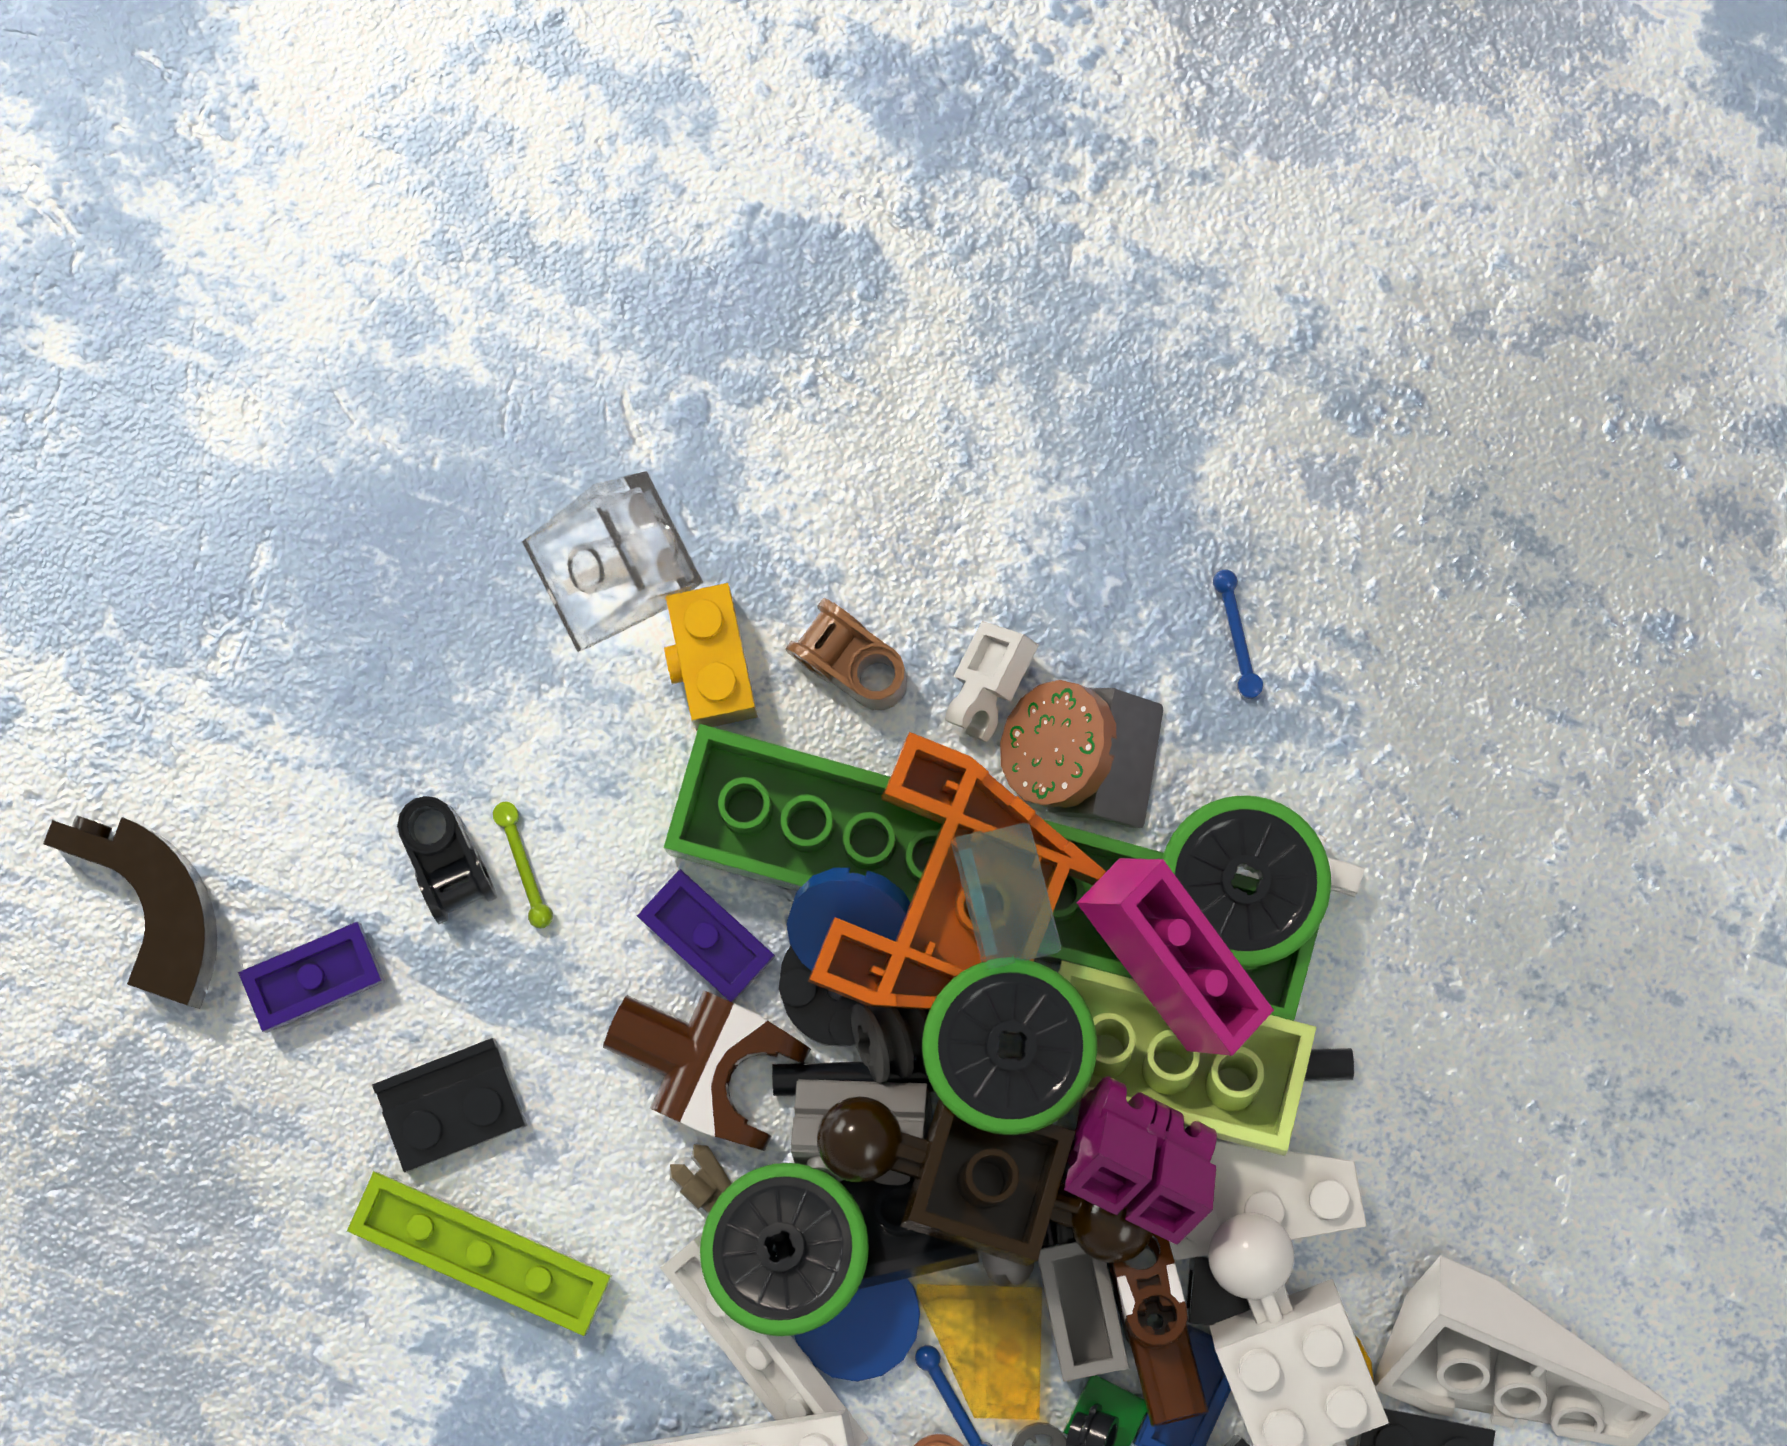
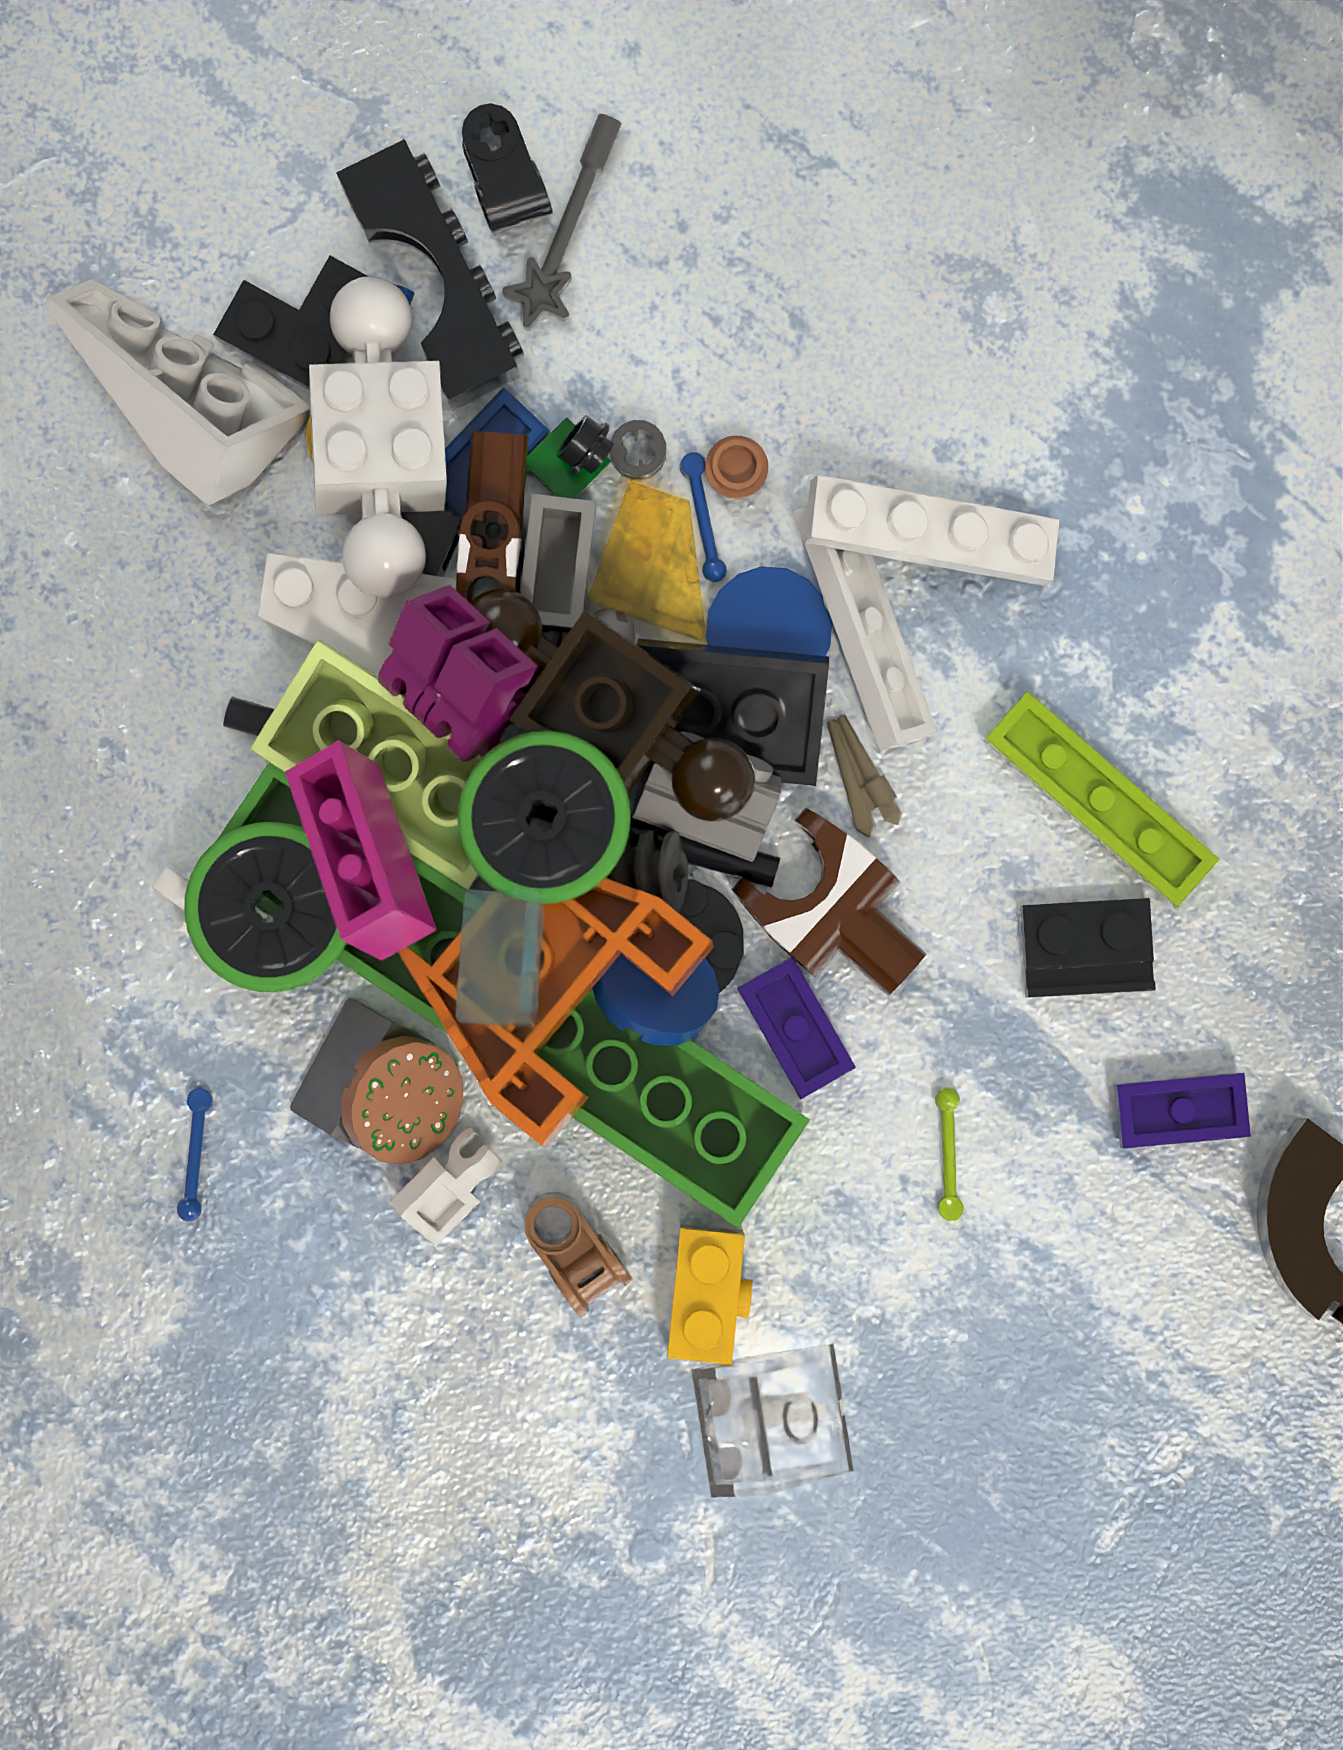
camera: 165 degrees left, 5 degrees up
(444, 861) = (1022, 1179): black piece -> none
(791, 1292) = (773, 709): black wheel -> none

